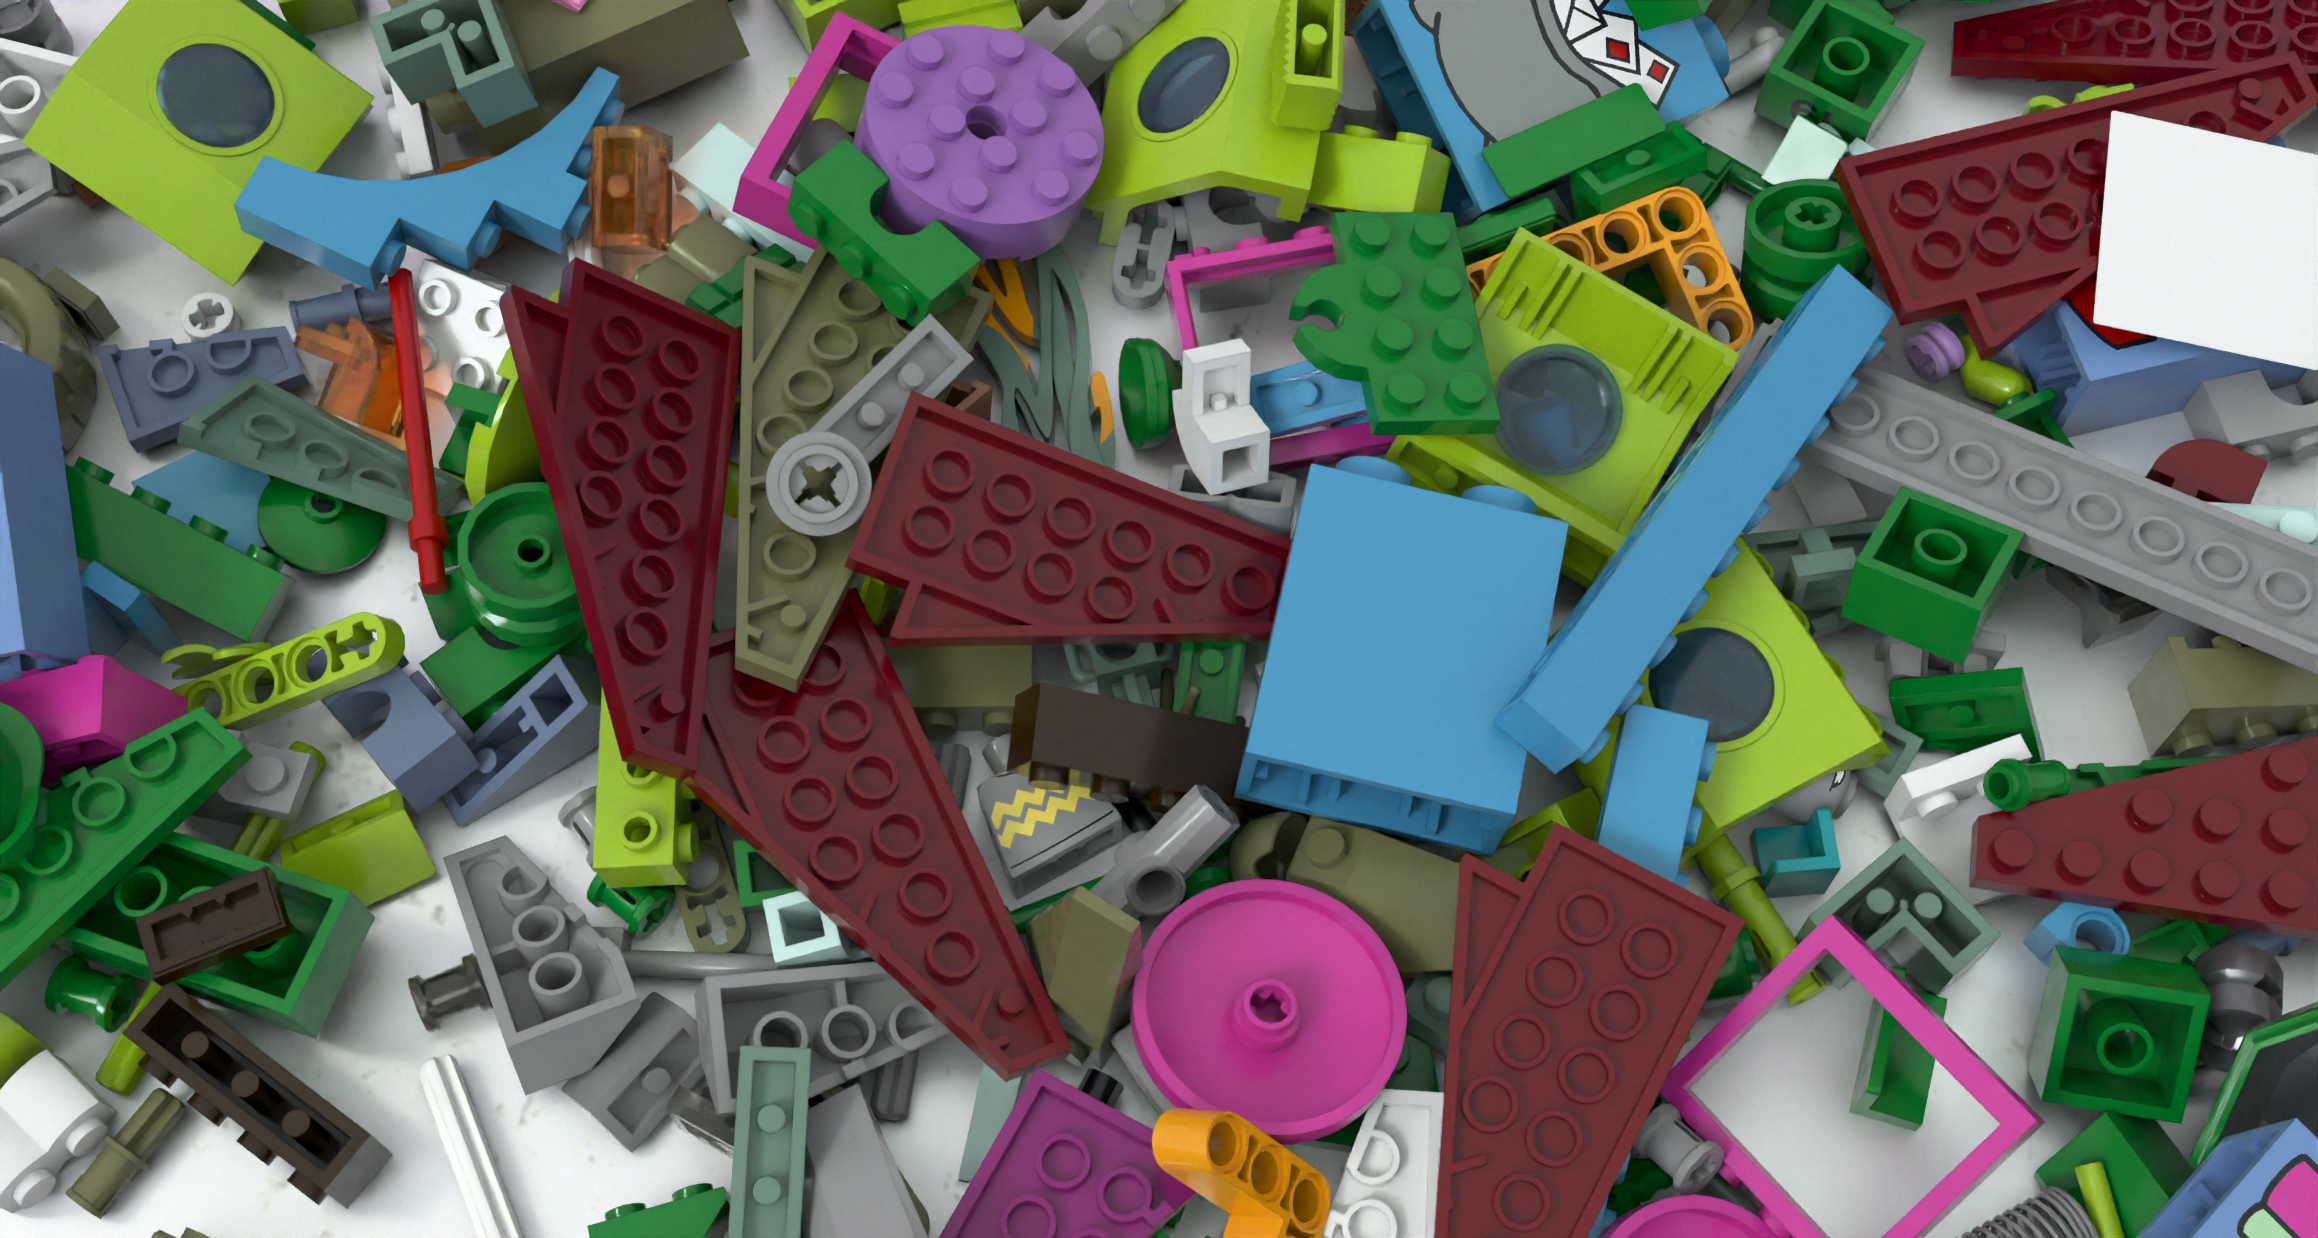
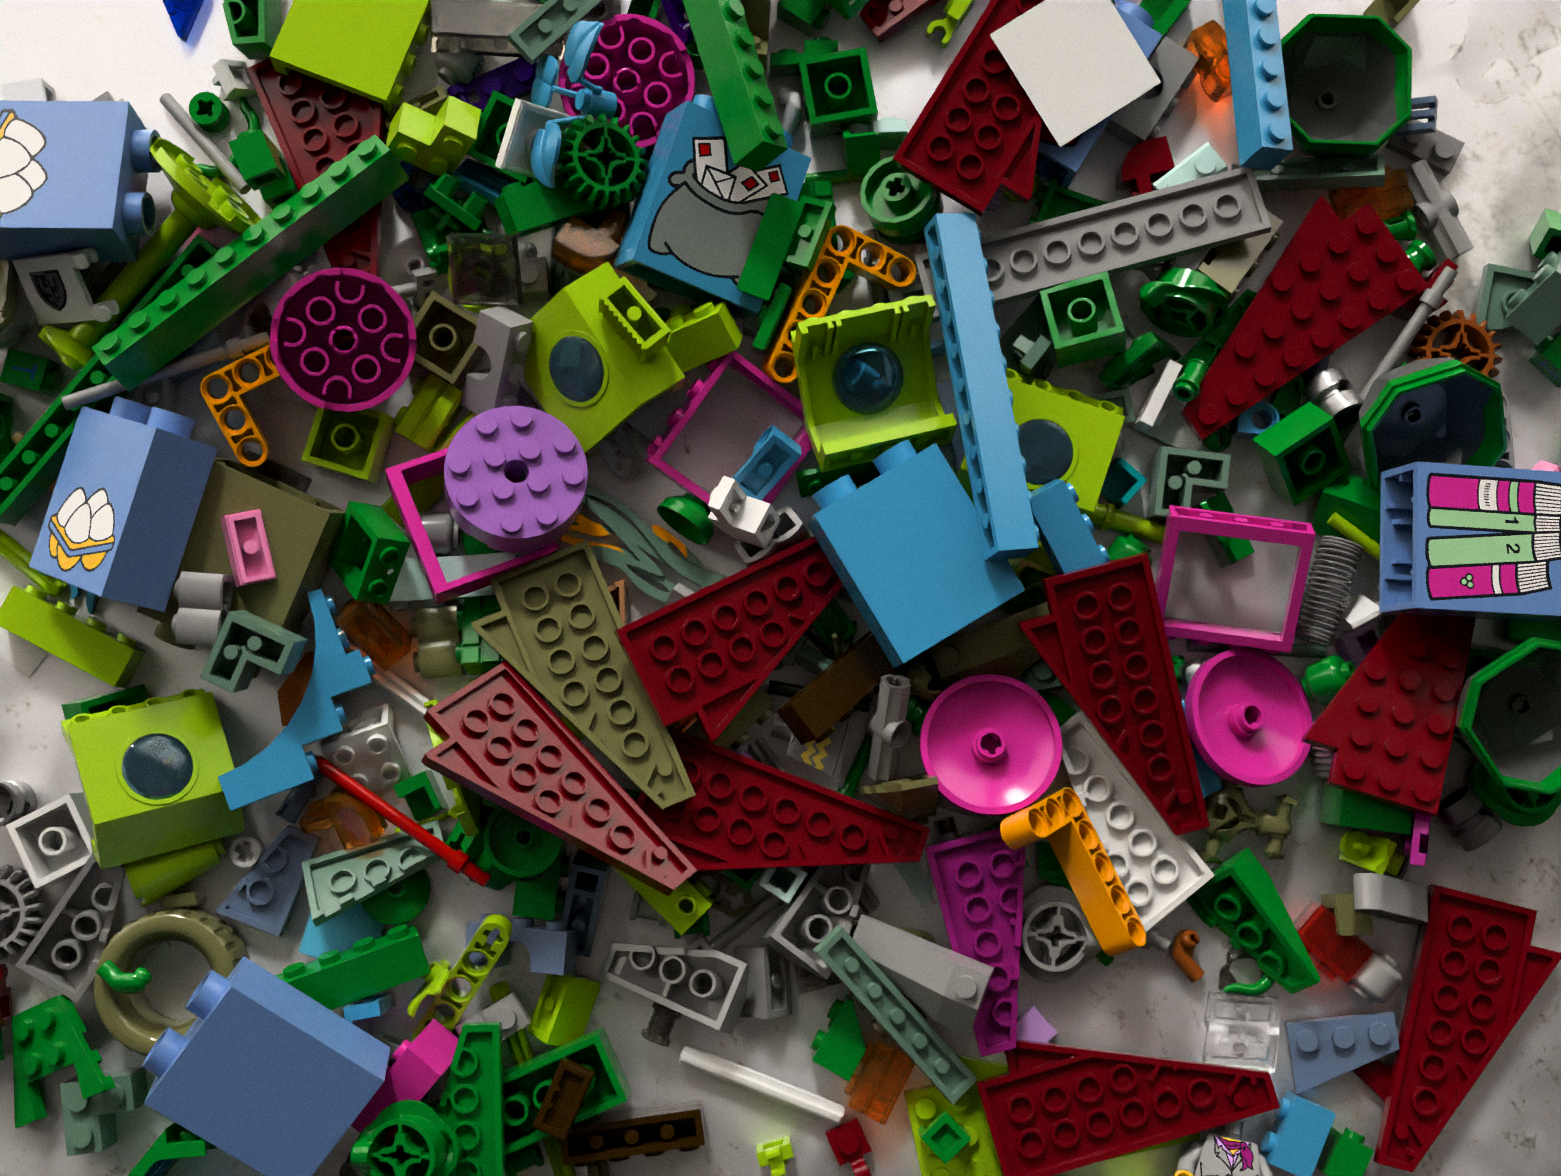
camera: 45 degrees left, 20 degrees up
(105, 246) = (166, 872): none -> lime cone
(412, 126) = (257, 697): white plate -> none
(726, 86) = (366, 550): none -> green window
(817, 515) = (630, 717): light grey gear -> none
(872, 409) = (604, 653): light grey plate -> none
(911, 272) = (496, 572): green arch -> none
(1400, 324) = (781, 405): green plate -> none
(1678, 1150) = (1186, 652): light grey bush -> none
(2018, 928) = (1212, 443): none -> green hinge
(2107, 679) = (1183, 302): none -> green piece

